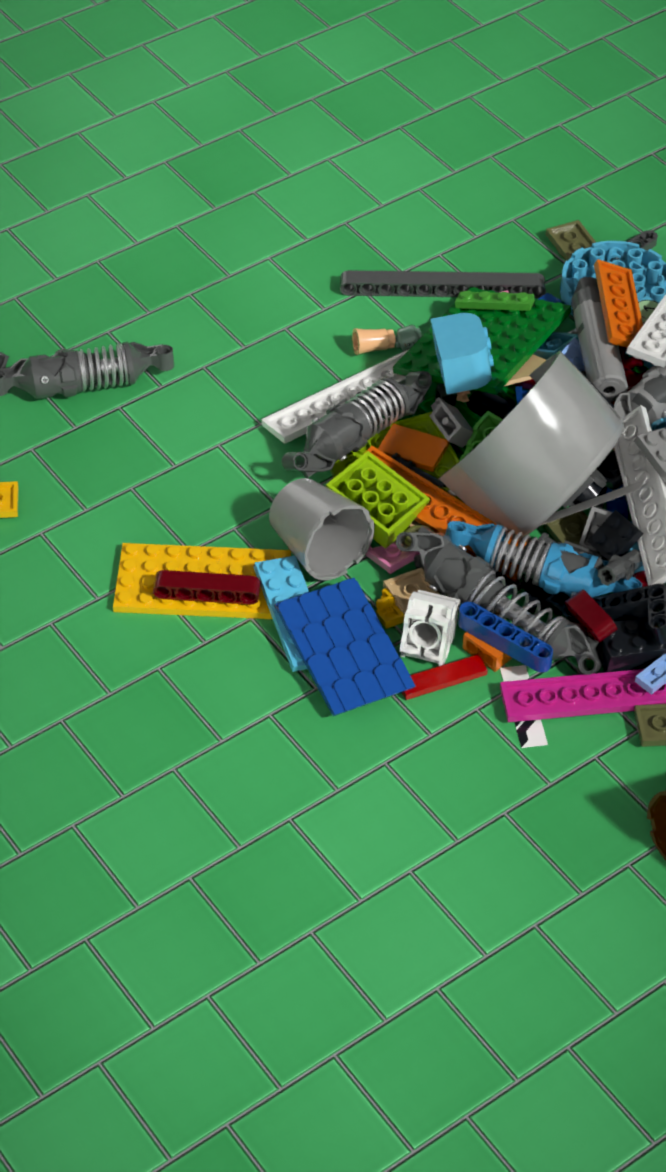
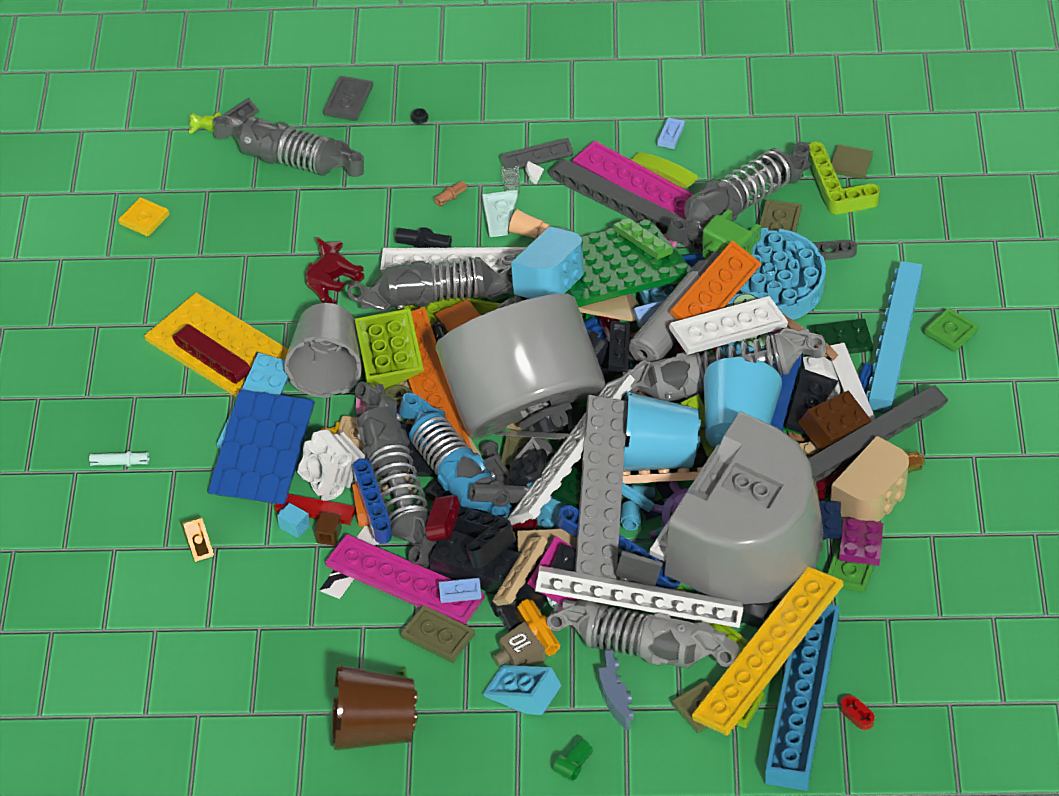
camera: 40 degrees right, 0 degrees up
(87, 307) = (348, 98): none -> dark grey plate
(170, 294) = (419, 116): none -> black plate
(216, 728) = (119, 459): none -> light aqua pin
(229, 460) = (331, 265): none -> dark red animal
(269, 346) = (450, 193): none -> nougat axle
(288, 394) = (422, 238): none -> black piece
(311, 280) = (538, 154): none -> dark grey hinge
(313, 310) = (511, 179): none -> clear piece
(325, 294) = (533, 172): none -> white tile
(330, 341) = (499, 211): none -> light aqua wing
(365, 761) = (197, 538): none -> slope
(408, 212) = (671, 133): none -> light blue plate
(417, 259) = (632, 177): none -> dark pink plate
(437, 697) = (293, 520): none -> medium azure brick
(442, 242) = (666, 169): none -> lime slope
(478, 687) = (328, 529): none -> reddish brown brick
(528, 237) = (734, 193): none -> piece
(570, 265) = (722, 231): none -> bright green piece
(575, 171) = (851, 161): none -> olive tile
(583, 196) = (838, 199): none -> lime beam

